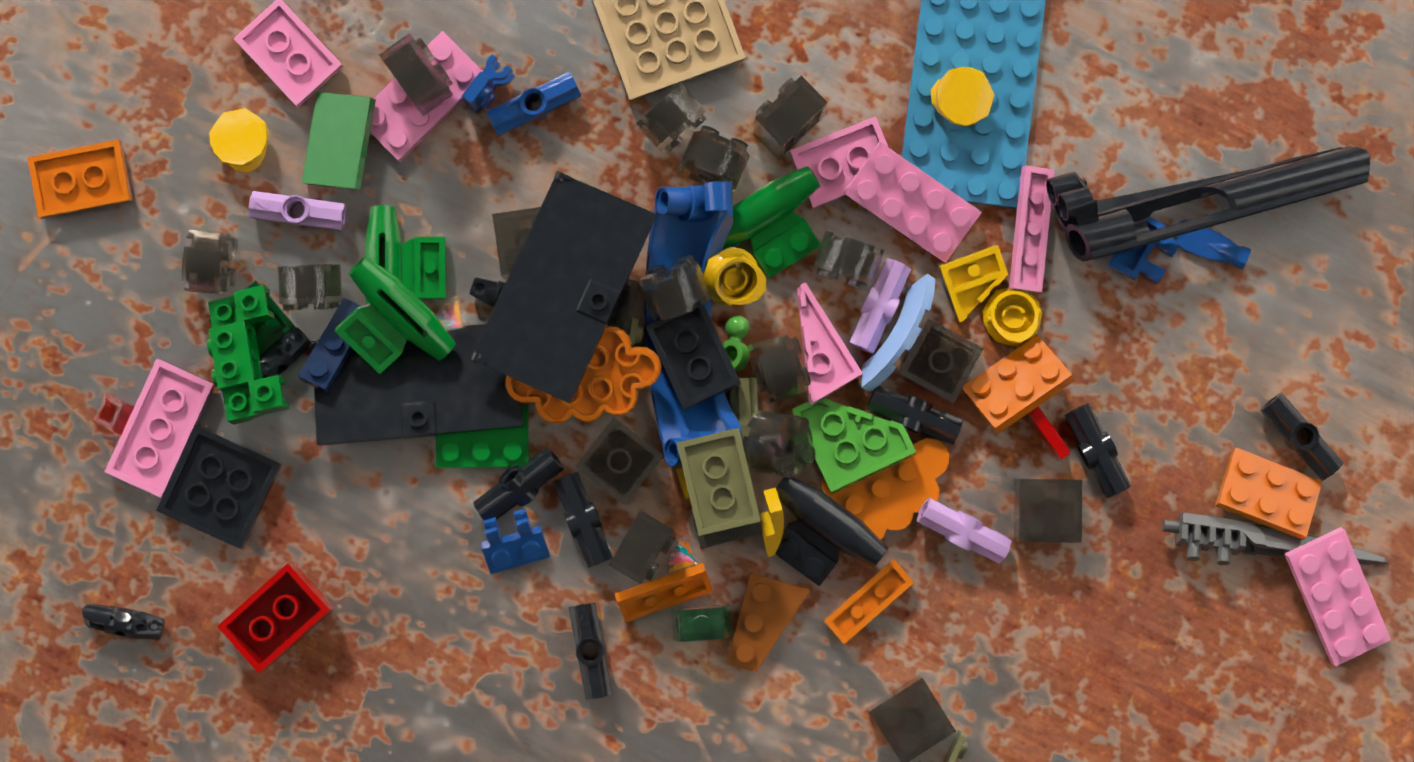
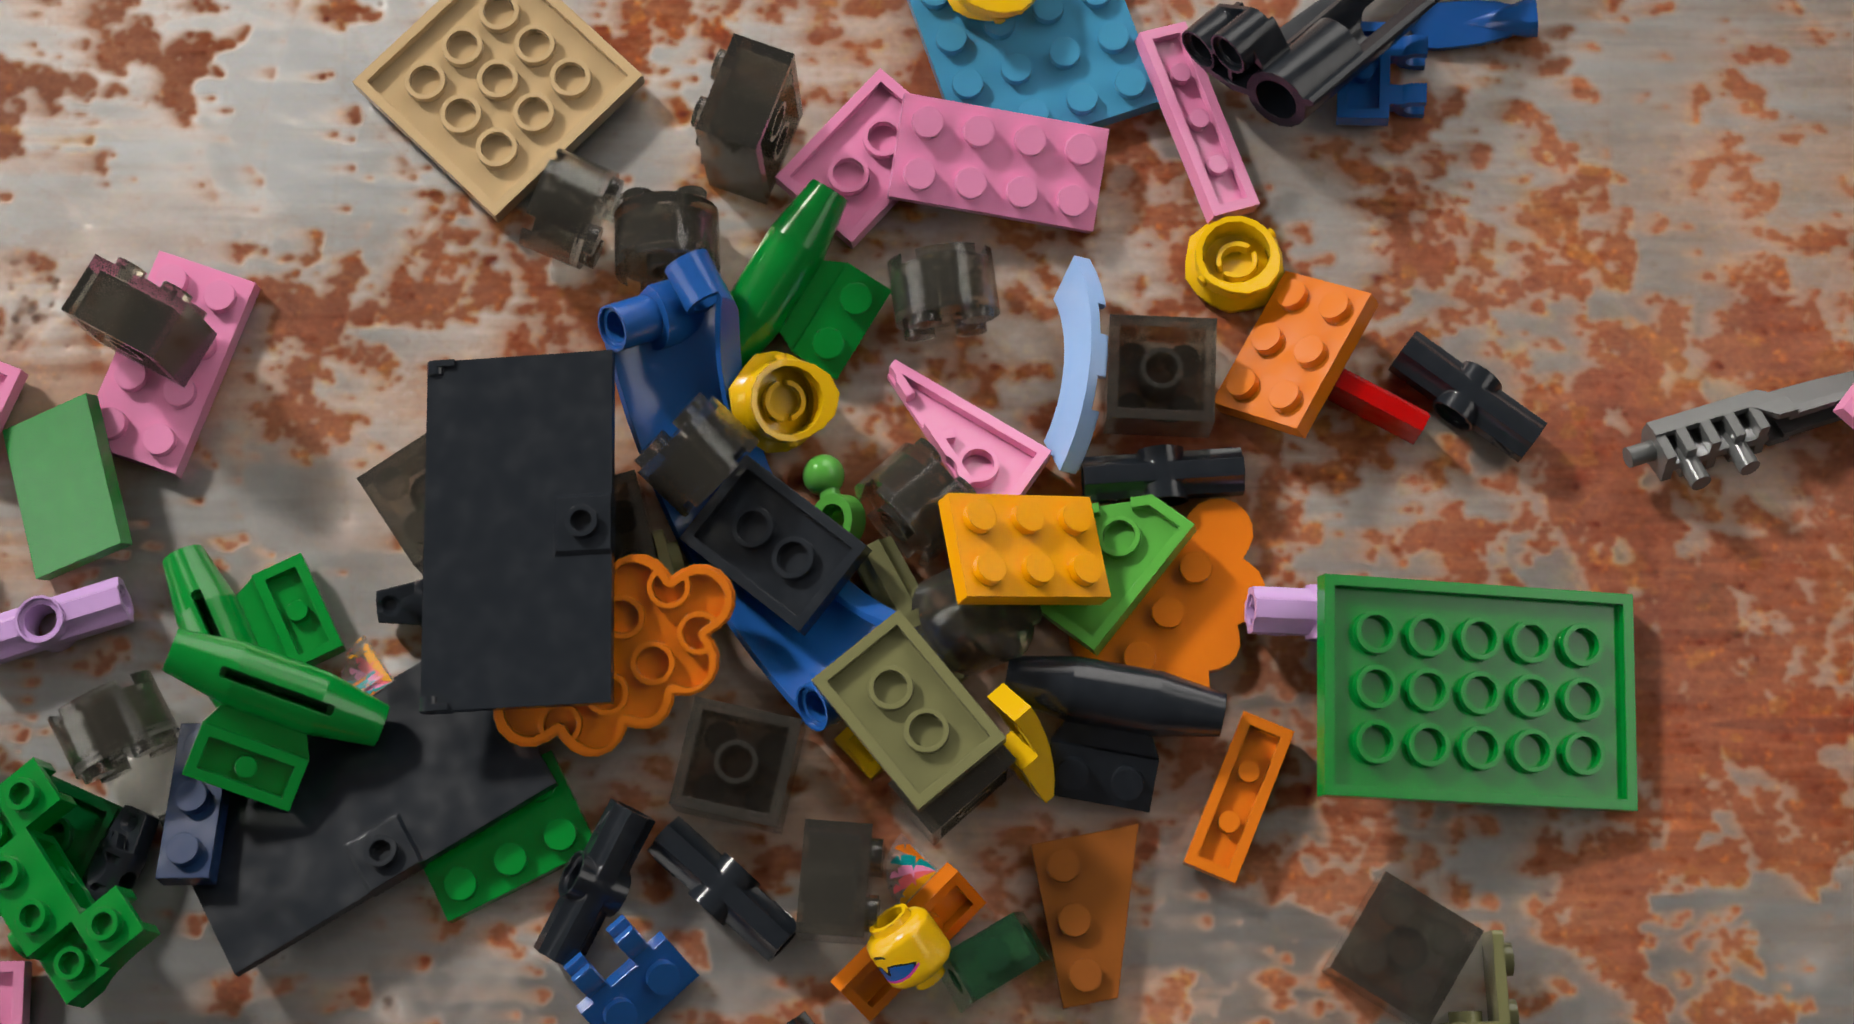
camera: 20 degrees left, 10 degrees down
(480, 92) = (255, 293): blue plate -> none
(553, 95) = (372, 265): blue piece -> none
(661, 598) = (908, 947): none -> yellow head
(819, 425) = (1023, 549): none -> light orange plate
(880, 305) = (1026, 340): lavender piece -> none
(972, 279) = (1146, 236): yellow wing -> none
(1016, 610) = (1475, 694): none -> green plate
(1048, 510) = (1442, 518): clear smoke brick -> none
(1269, 493) = (1758, 336): orange plate -> none
(1315, 451) = (1789, 239): black piece -> none

